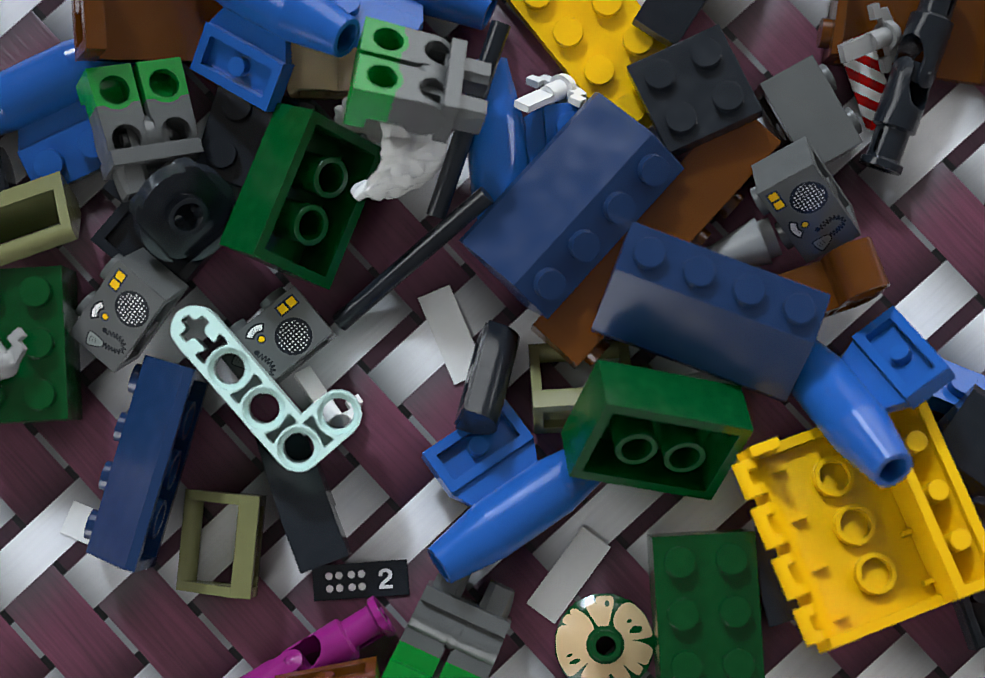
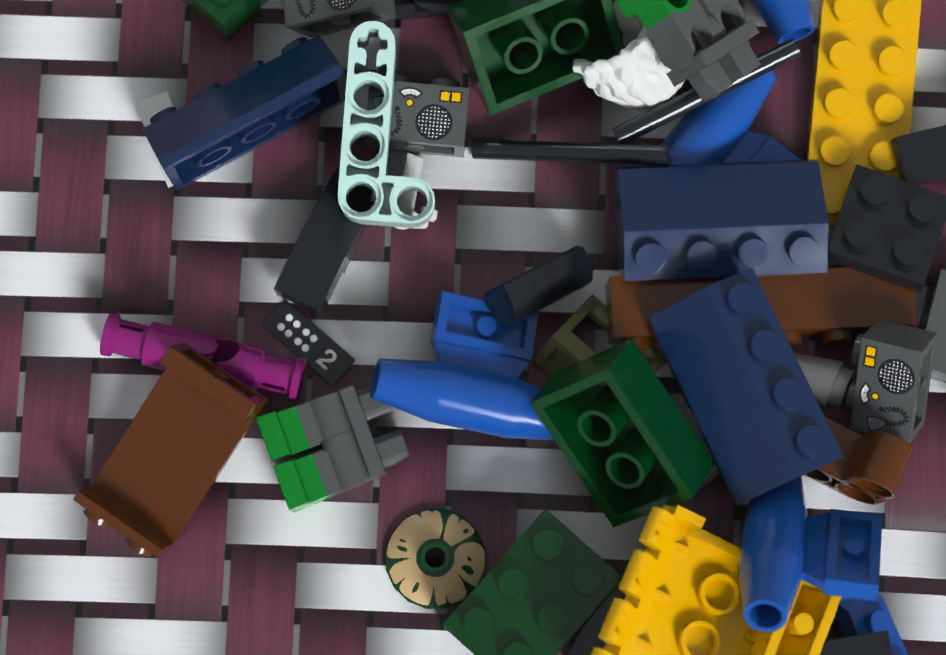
camera: 40 degrees right, 5 degrees down
(246, 550) = (255, 236): olive tile -> none
(449, 331) = (545, 230): white sticker -> none
(553, 89) = (784, 130): white piece -> none
(568, 575) = (458, 485): white sticker -> none

